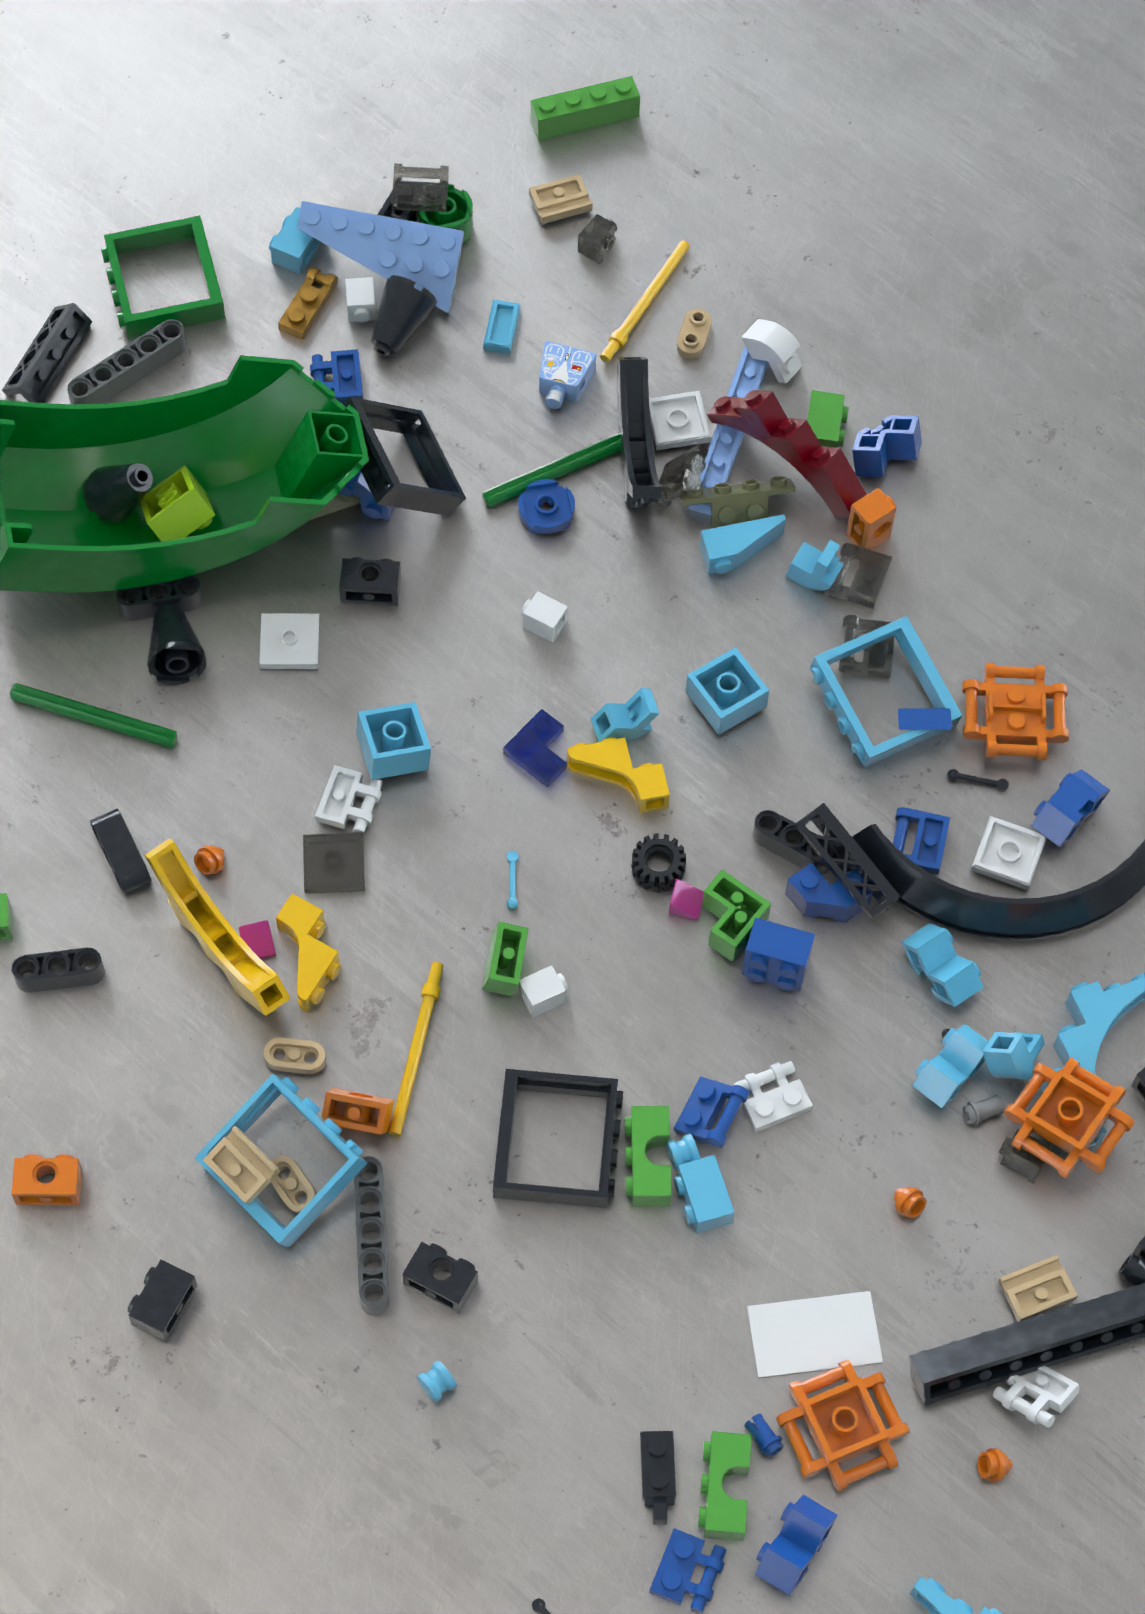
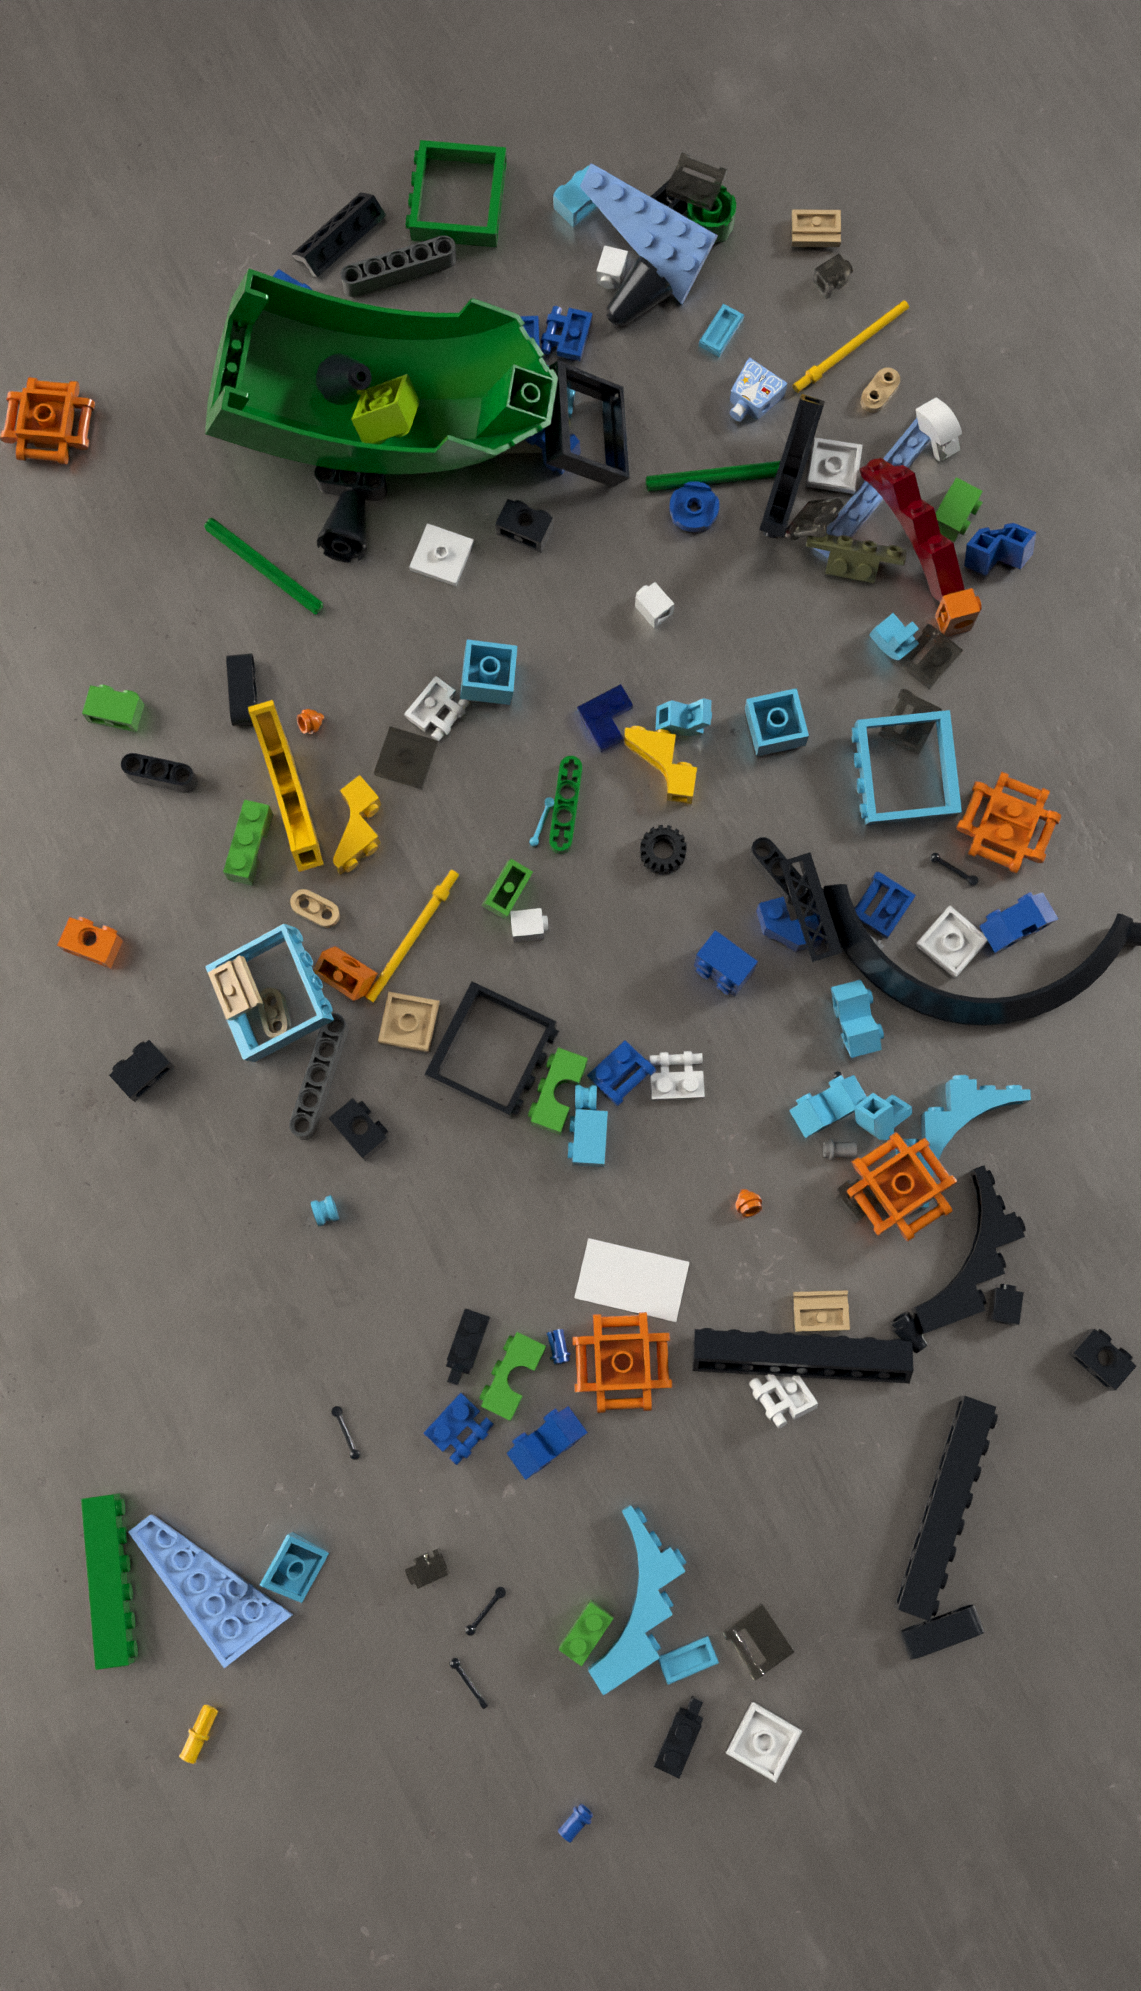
camera: 25 degrees right, 15 degrees up
(190, 1009) = (243, 853): none -> bright green arch
(258, 938) = (321, 803): dark pink slope -> none
(307, 303) = (568, 256): pearl gold plate -> none
(450, 1141) = (408, 1022): none -> tan plate
(532, 852) = (562, 804): none -> green beam
(585, 108) = (869, 149): bright green brick -> none
(686, 900) = (673, 889): dark pink slope -> none
(734, 544) = (835, 593): medium azure slope -> none
(736, 910) = (709, 916): bright green brick -> none
(924, 719) = (928, 804): blue sticker -> none
(993, 1465) = (727, 1437): orange plate -> none

